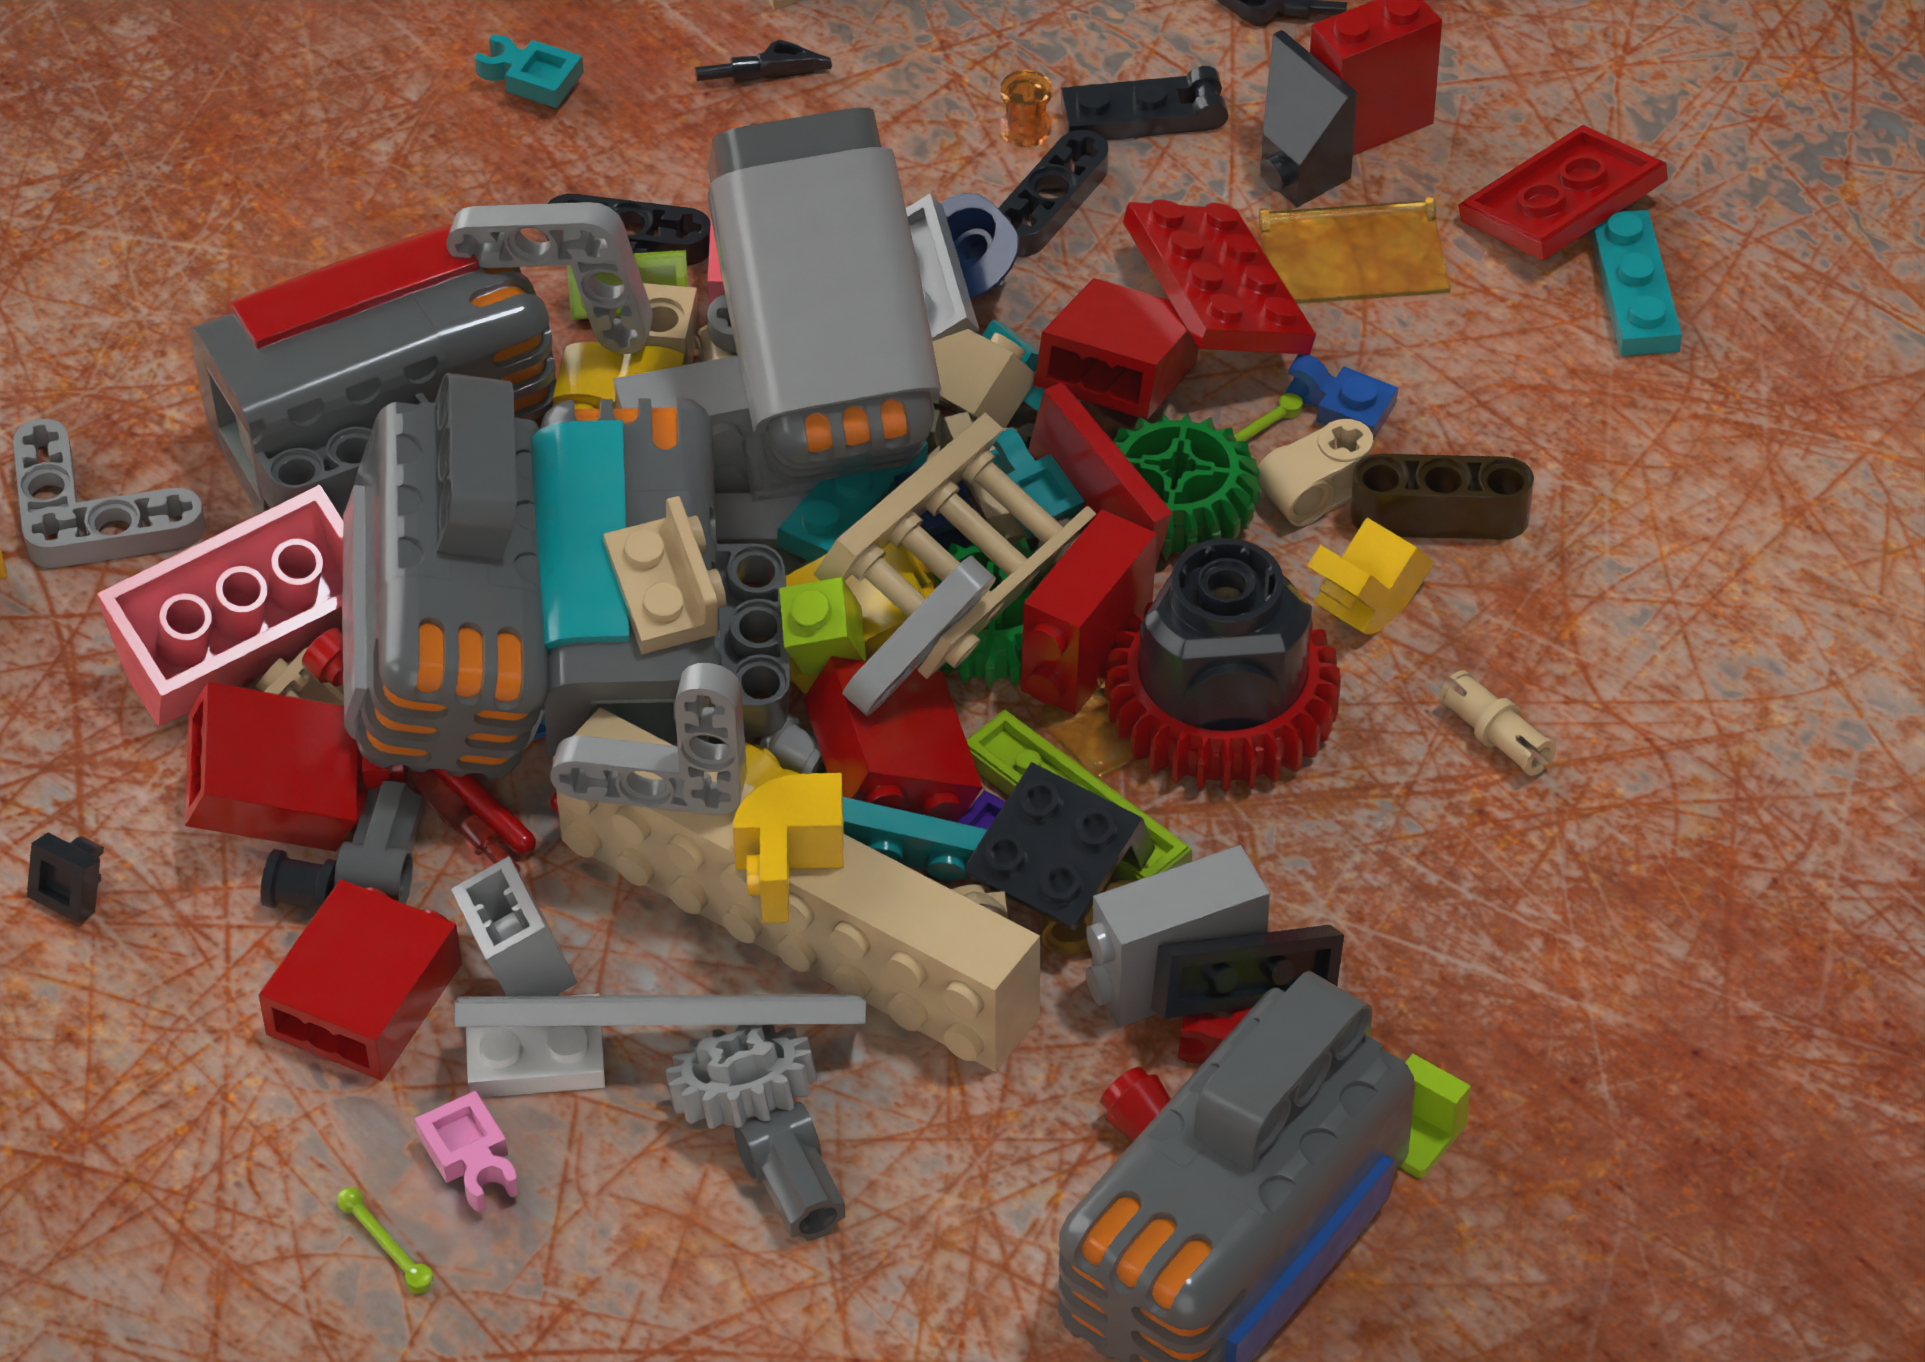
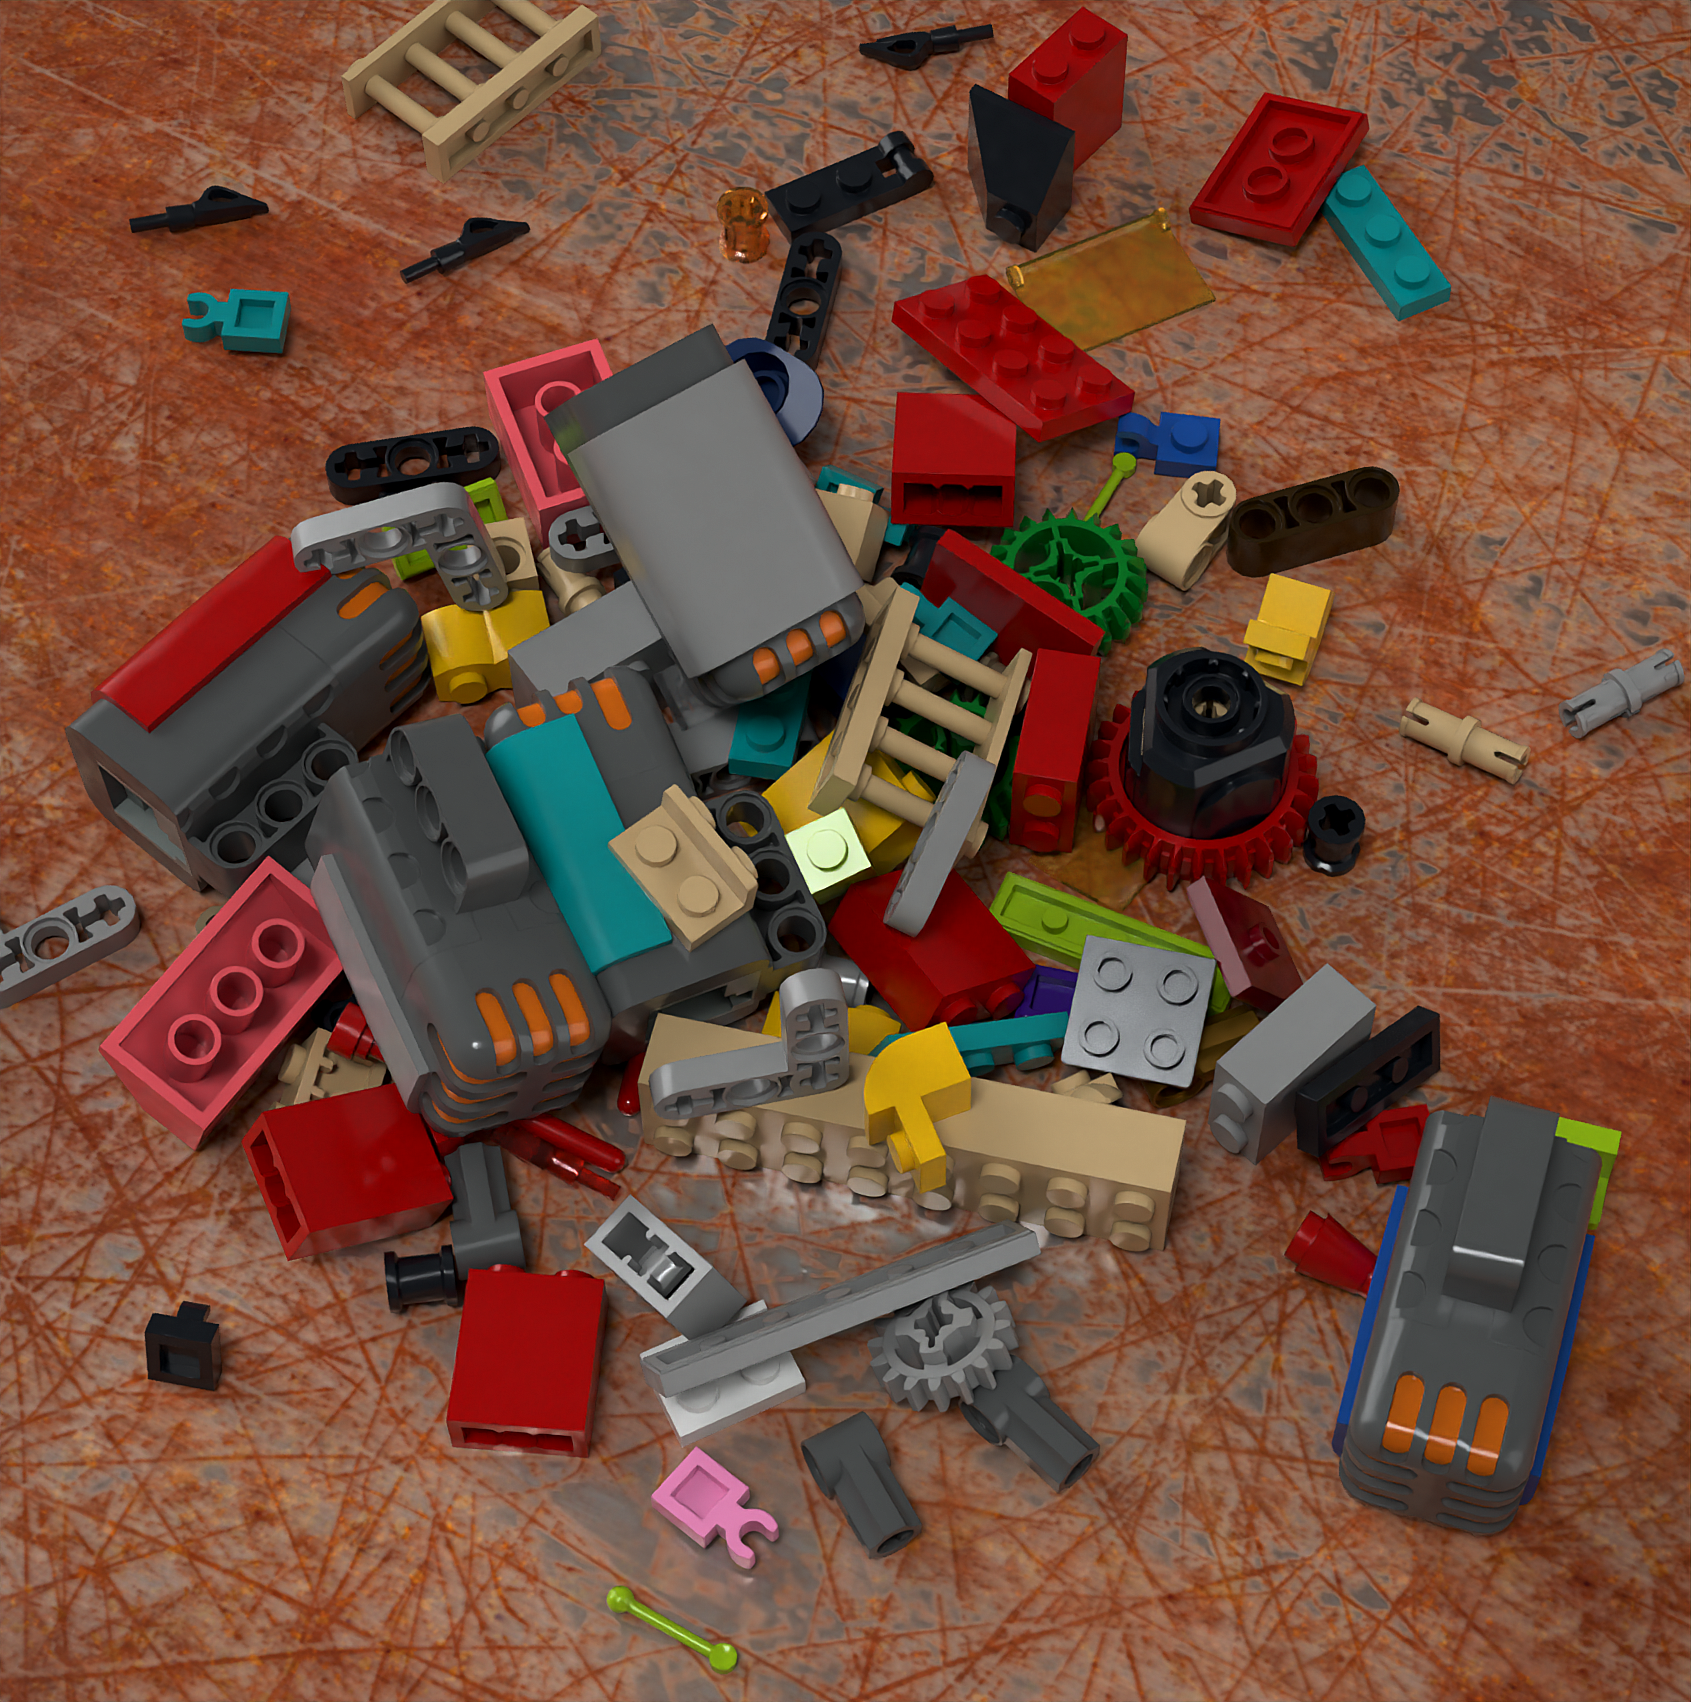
camera: 20 degrees left, 10 degrees up
(612, 1161) = (855, 1469): none -> dark grey piece
(1183, 812) = (1245, 945): none -> dark red plate
(1327, 756) = (1333, 835): none -> black bush
(1674, 726) = (1621, 693): none -> light grey pin

